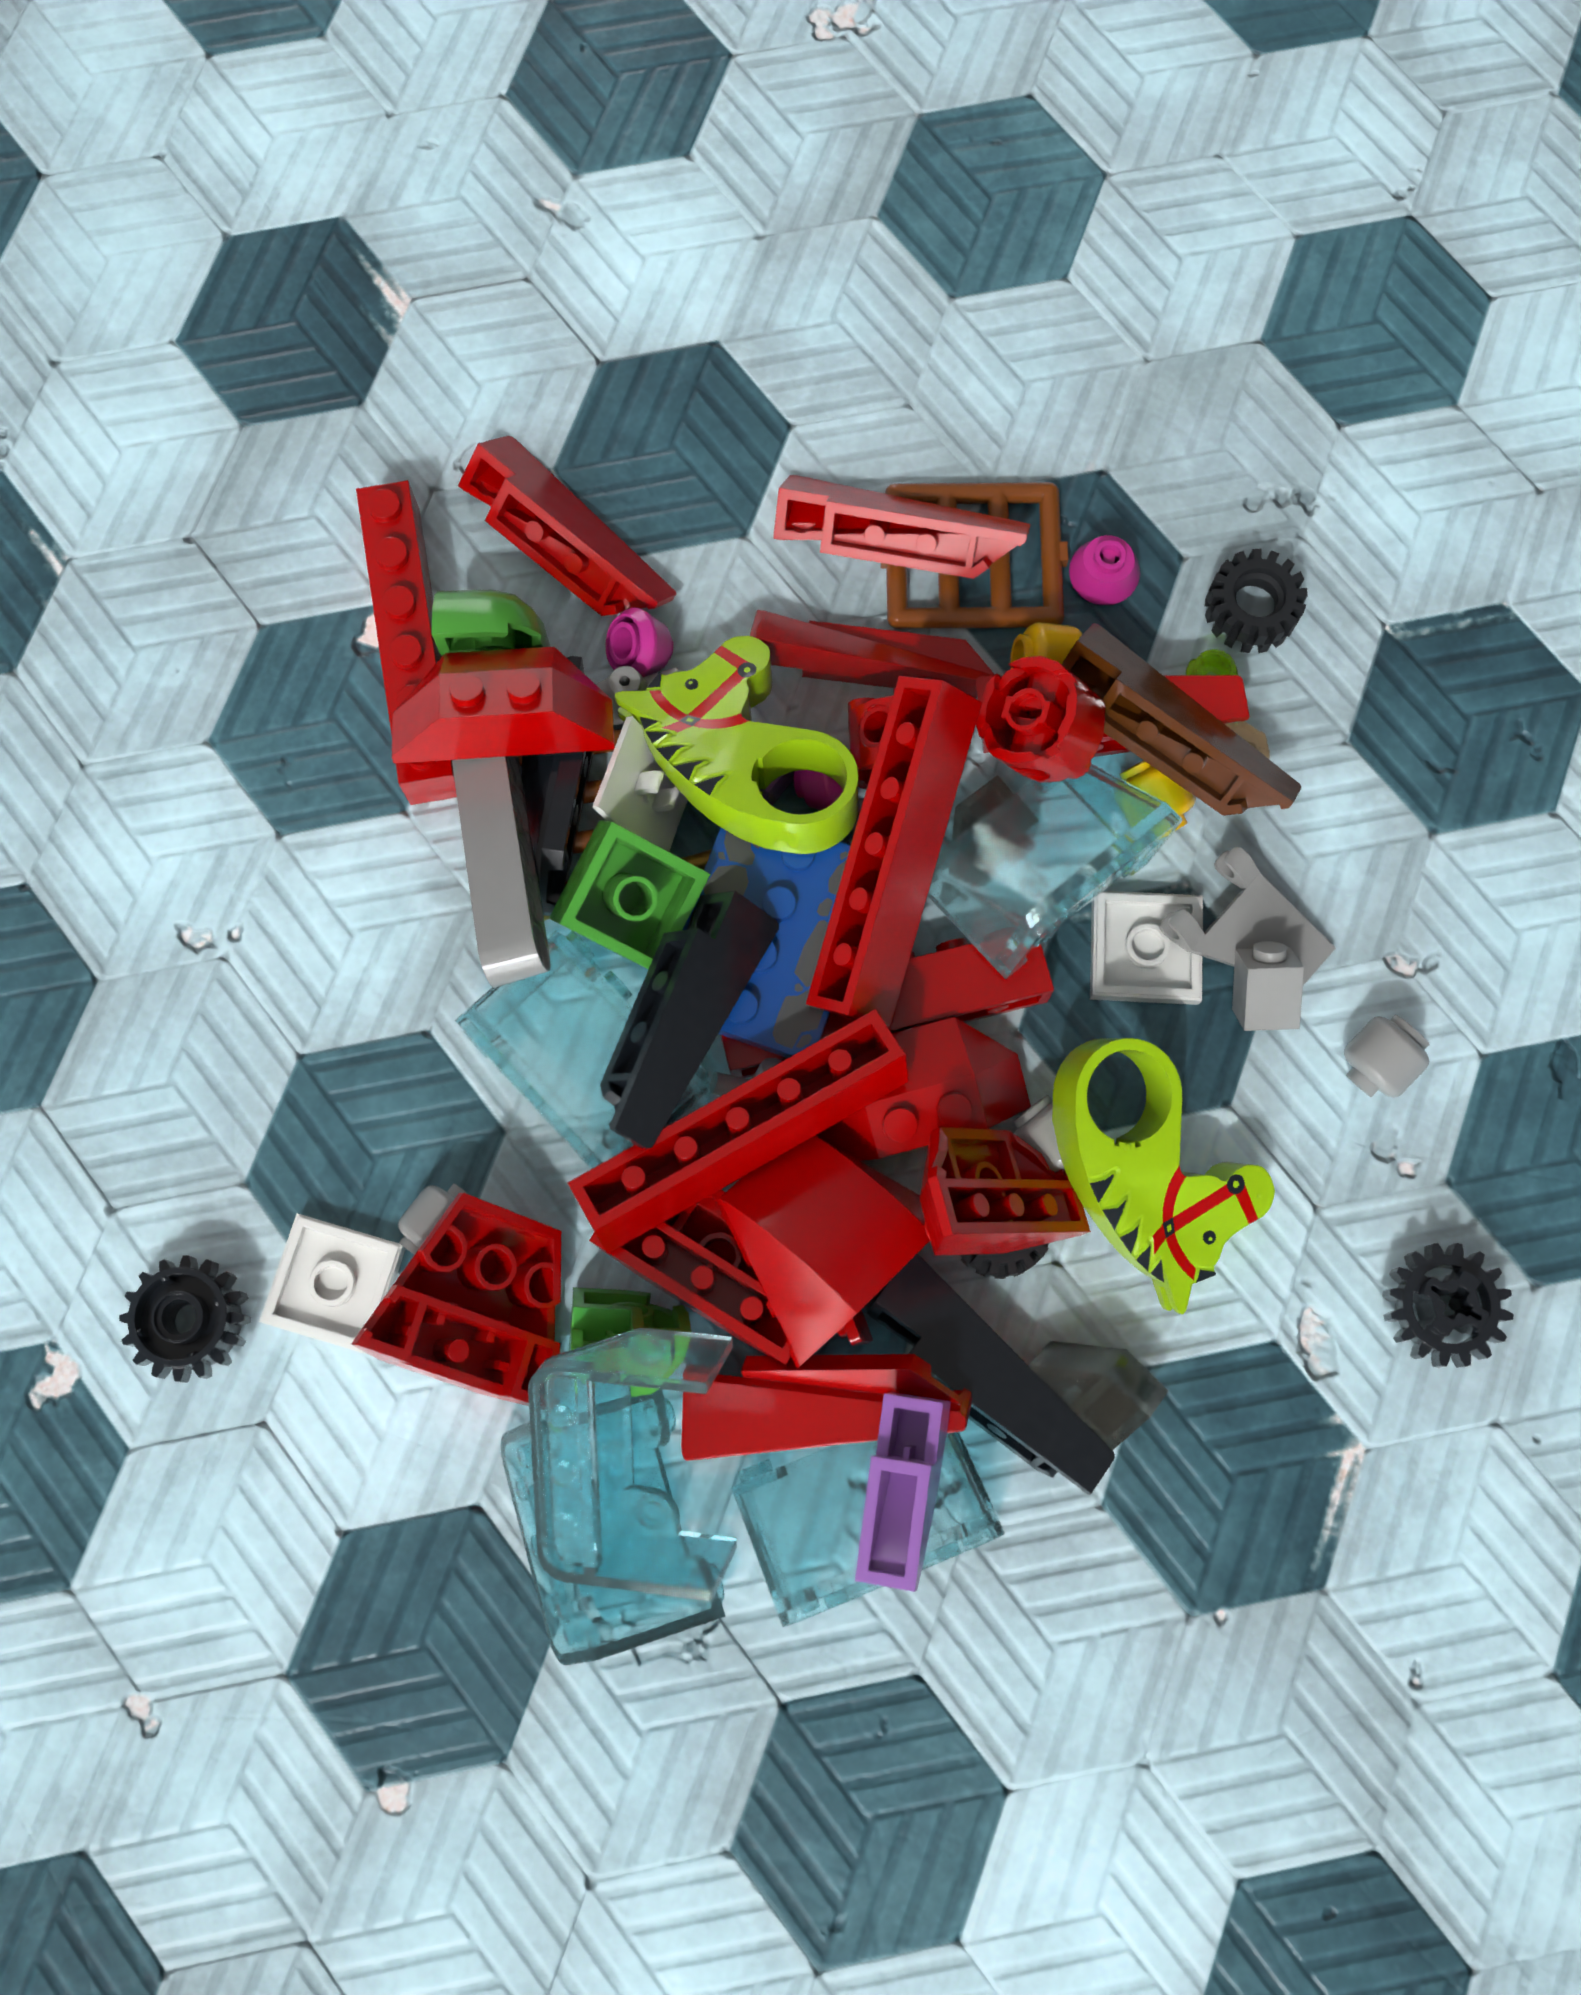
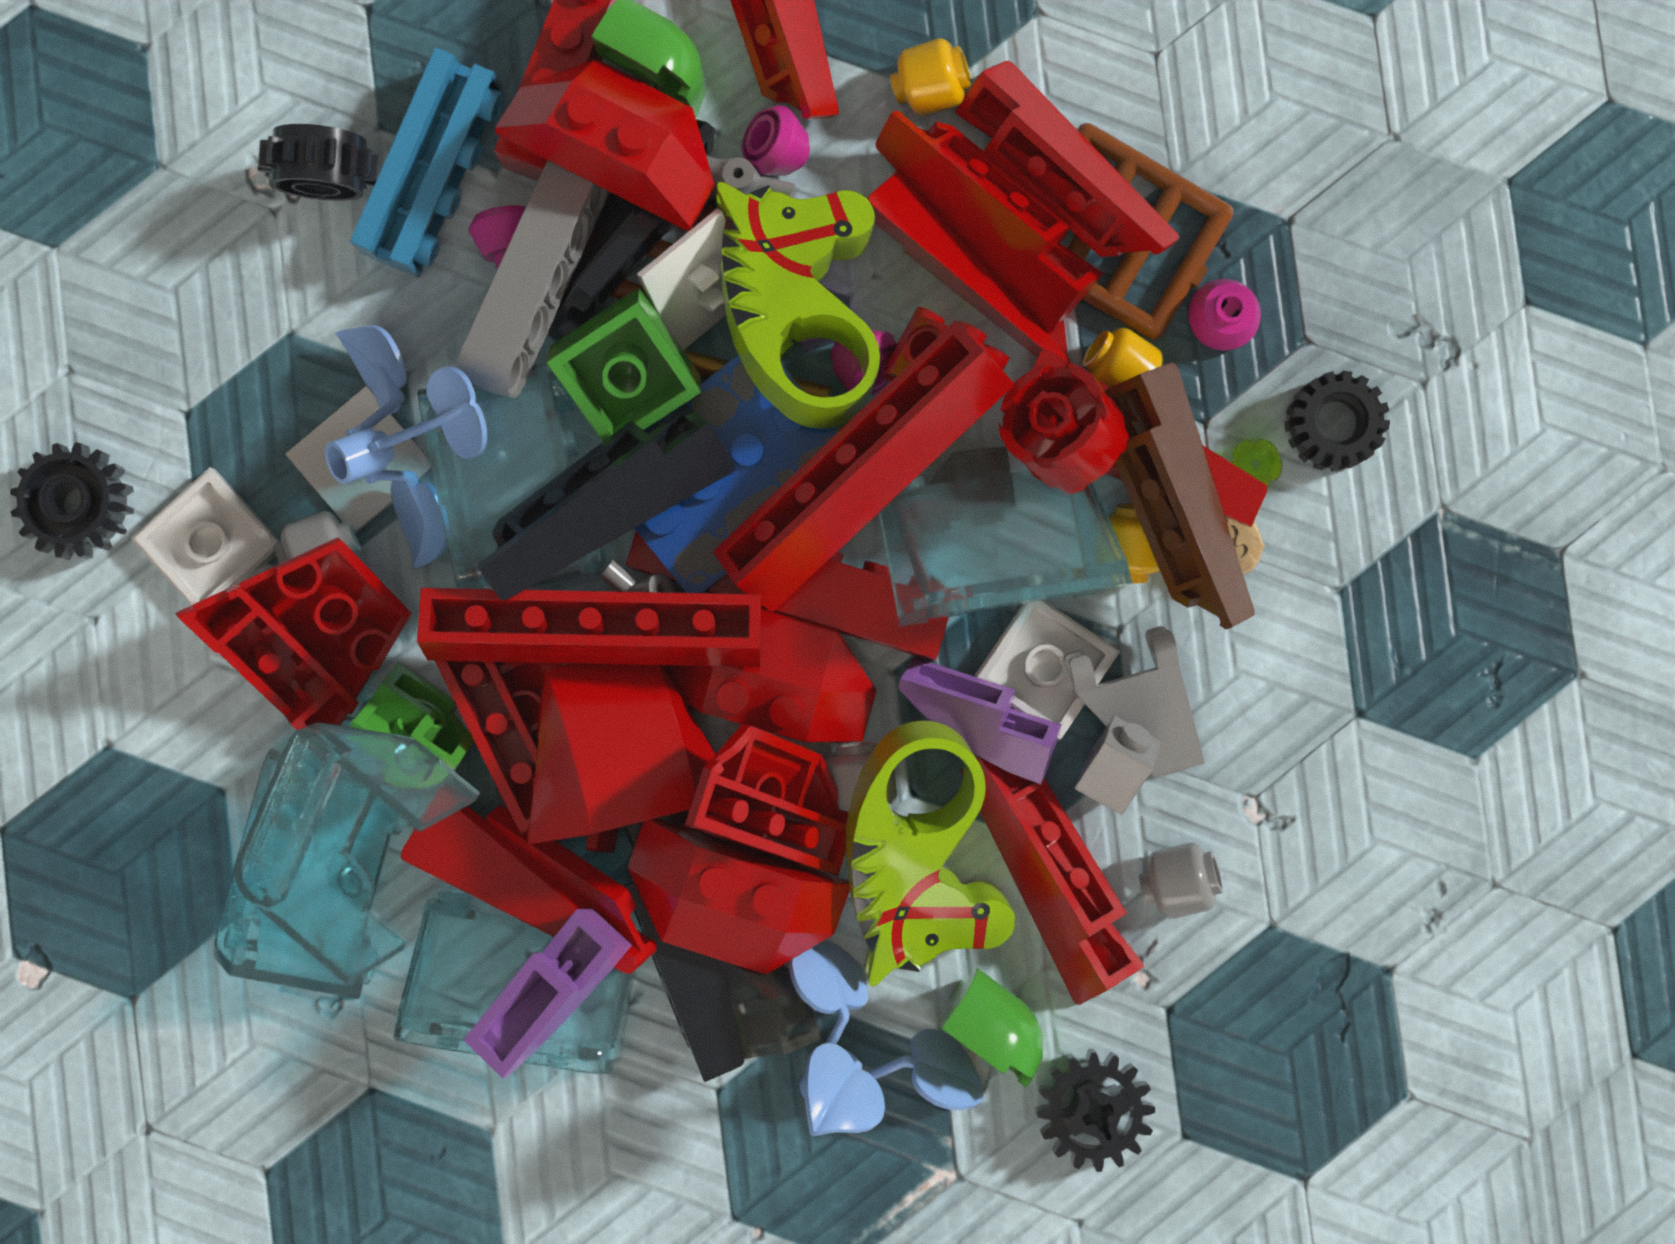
camera: 30 degrees right, 10 degrees up
(245, 883) = (317, 162): none -> black gear
(343, 836) = (428, 163): none -> dark azure brick
(430, 1127) = (357, 500): none -> white piece
(441, 855) = (494, 230): none -> dark pink cone
(509, 1008) = (368, 452): none -> light blue plant
(737, 519) = (931, 77): none -> yellow head
(861, 598) = (993, 216): none -> red wedge
(1009, 1308) = (732, 898): none -> red wedge
(1120, 1011) = (983, 718): none -> medium lavender slope
(1208, 1403) = (834, 1086): none -> light blue plant
(1285, 1128) = (1058, 883): none -> red wedge
(1316, 1279) = (995, 1026): none -> bright green brick

